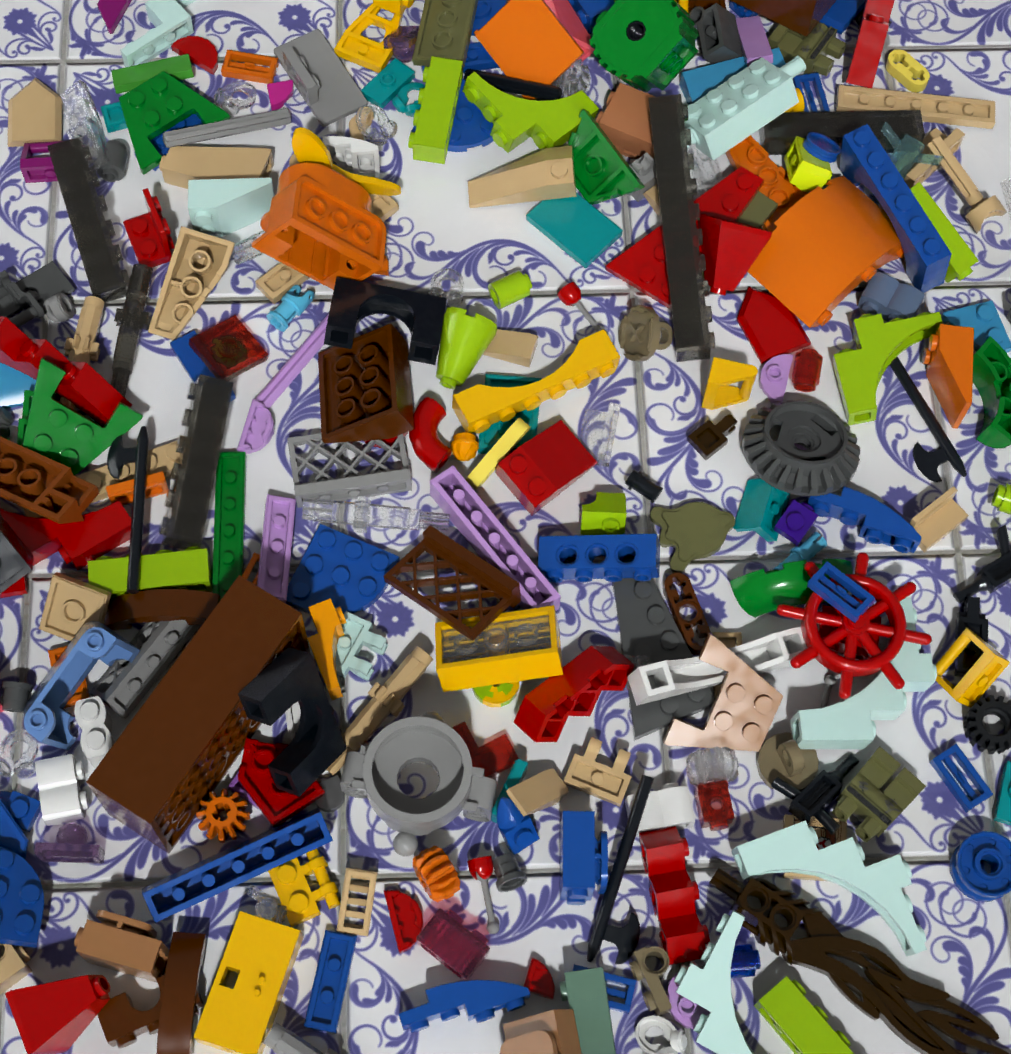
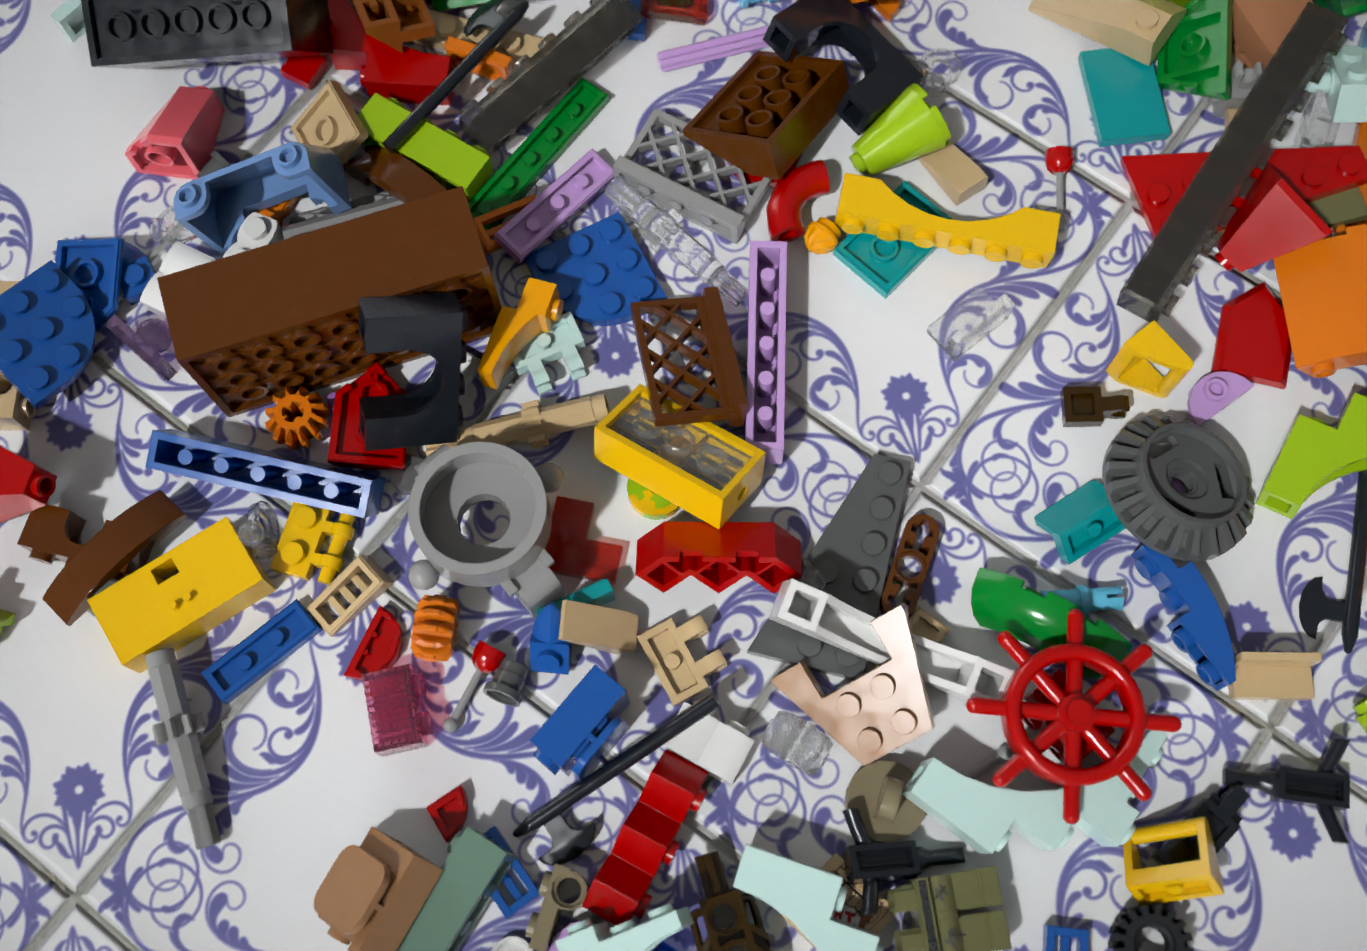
camera: 45 degrees right, 5 degrees up
(122, 946) = (101, 464): medium nougat brick -> none
(257, 428) = (637, 81): lavender plate -> none
(477, 997) = (370, 779): blue slope -> none
(497, 453) = (847, 264): light yellow beam -> none
(510, 289) = (1000, 113): lime brick -> none
(545, 466) = (886, 311): red slope -> none
(556, 549) = (822, 403): blue brick -> none
(604, 515) = (901, 409): lime brick -> none
(642, 332) = (1099, 247): dark tan tile -> none
(643, 485) = (972, 404): black pin -> none
(692, 530) = (986, 489): olive tile -> none
(708, 816) = (780, 771): clear red brick -> none
(796, 521) = (1106, 560): dark purple bracket -> none
(806, 370) = (1255, 411): clear red brick -> none
(836, 595) = (1104, 682): blue tile -> none

